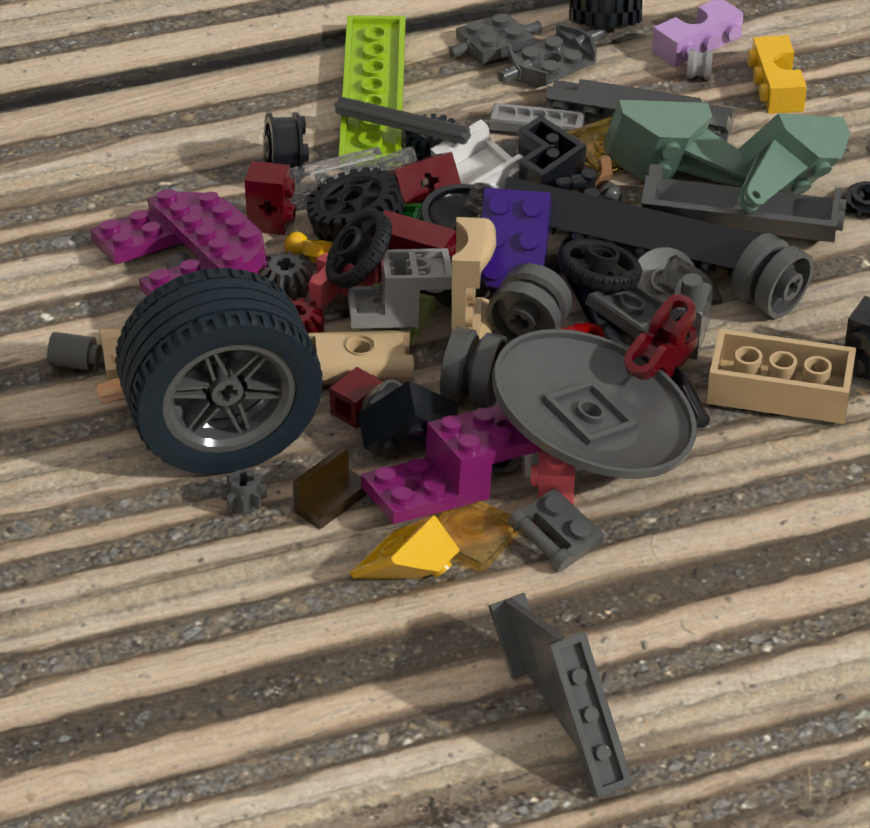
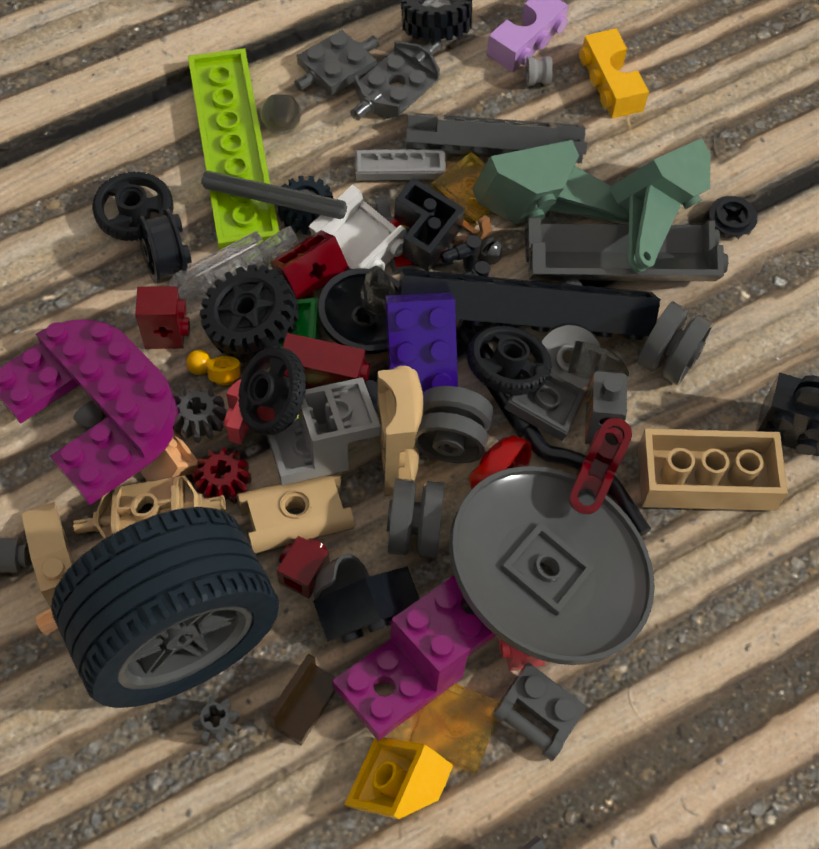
camera: 15 degrees left, 20 degrees up
(256, 107) = (131, 202): none -> black wheel
(427, 67) = (280, 114): none -> clear smoke piece

